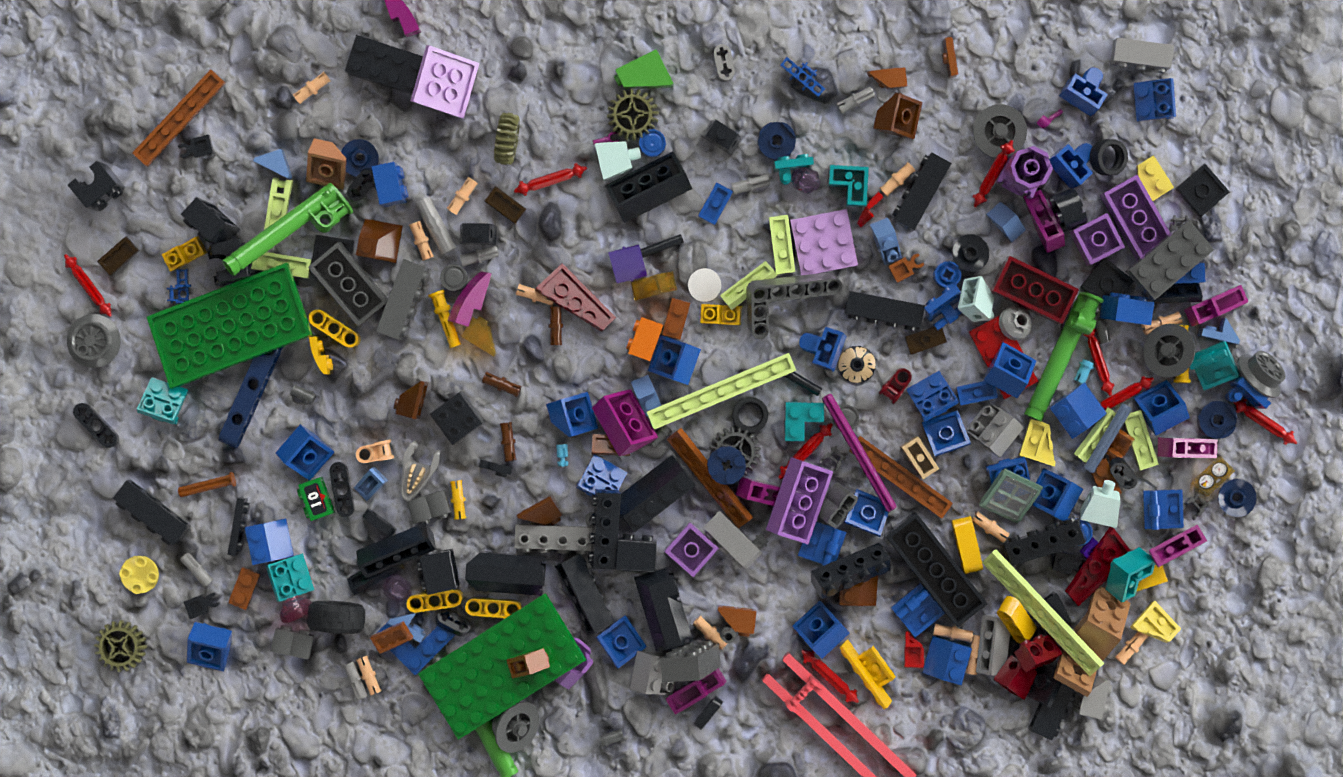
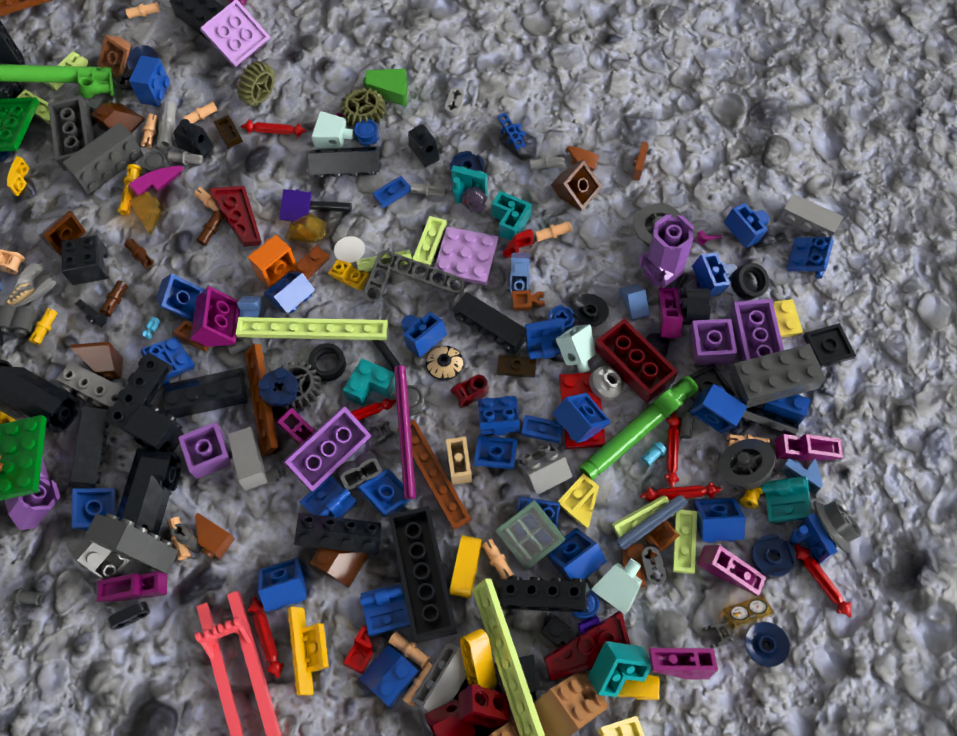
camera: 30 degrees right, 25 degrees down
(199, 146) = (39, 16): black plate -> none
(276, 162) = (83, 42): medium blue slope -> none
(343, 332) = (42, 162): yellow beam -> none
(921, 192) = (569, 247): black brick -> none
(993, 173) = (631, 261): red wheel -> none
(1078, 410) = (632, 483): blue slope -> none
(1163, 509) = (682, 620): blue plate -> none

